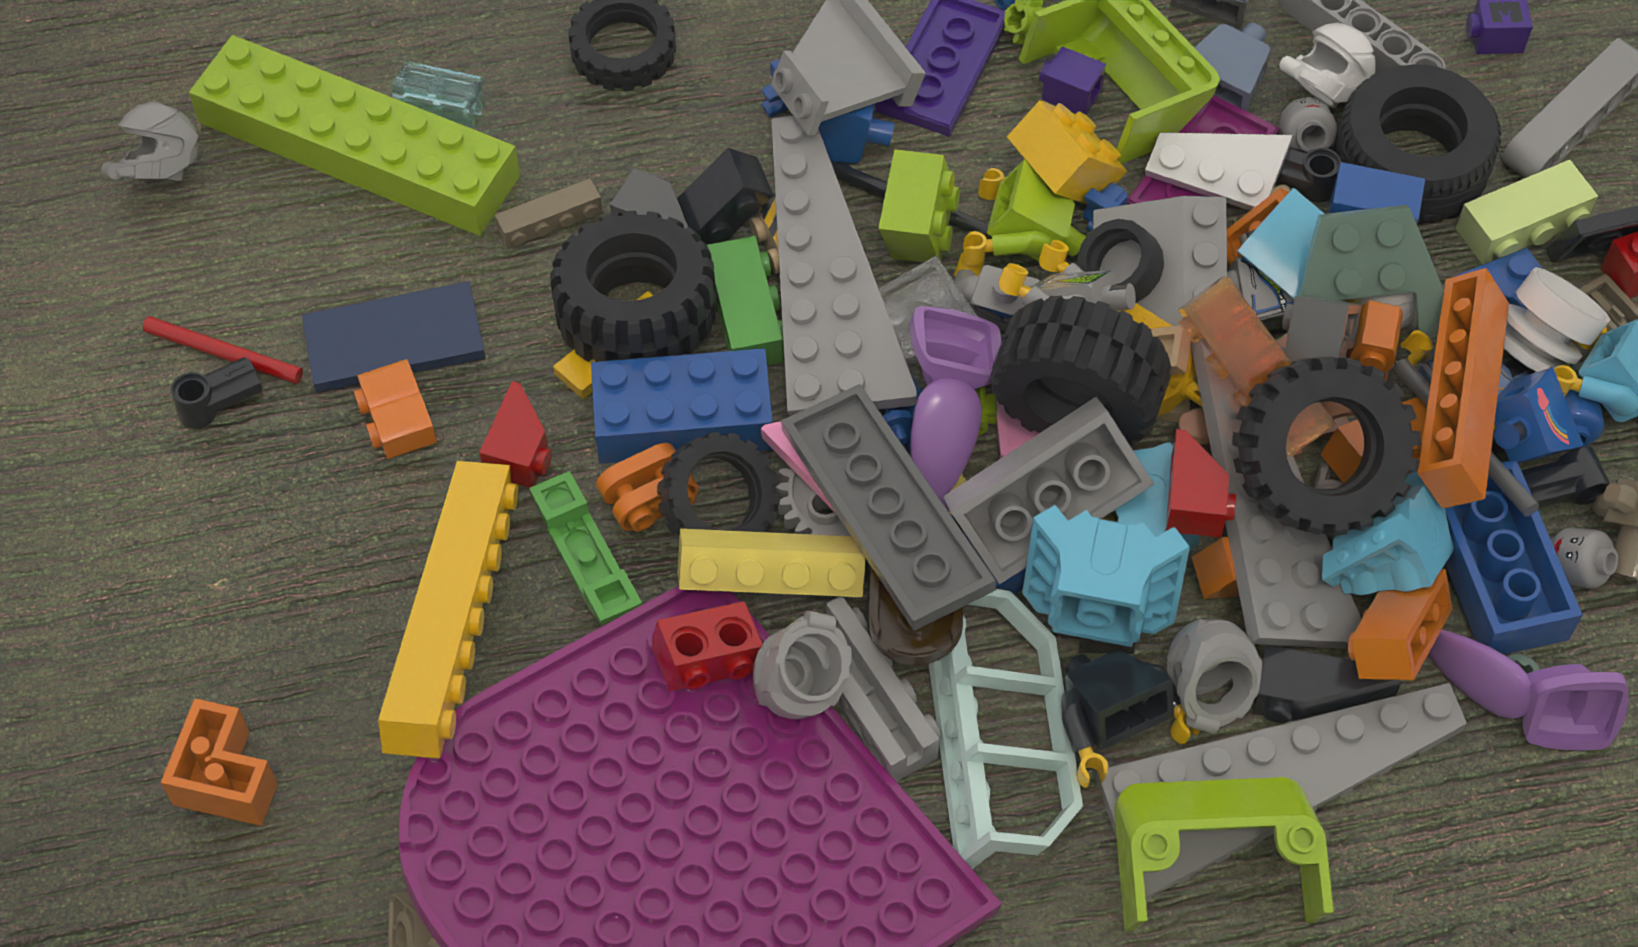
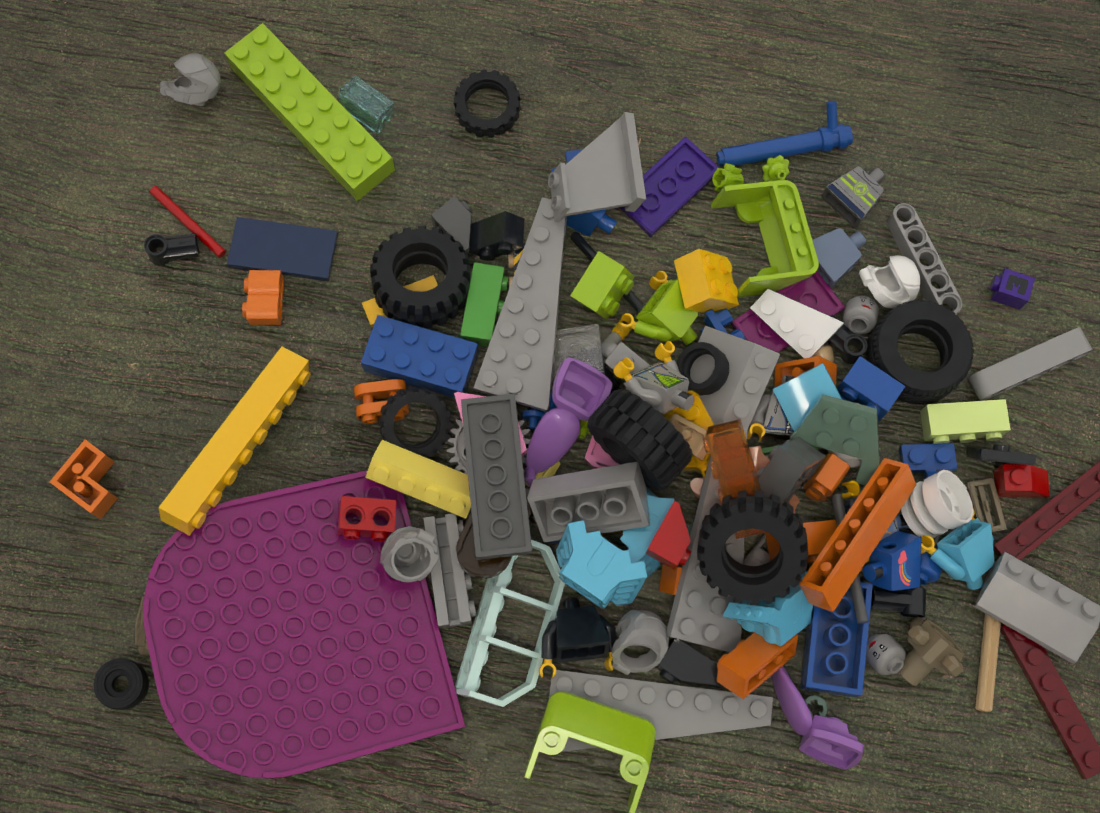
camera: 20 degrees right, 15 degrees up
(517, 439) = (322, 343): red slope -> none
(548, 213) = (399, 203): dark tan piece -> none
(583, 549) = (332, 425): bright green slope -> none
(1072, 80) = (736, 230): dark purple brick -> none

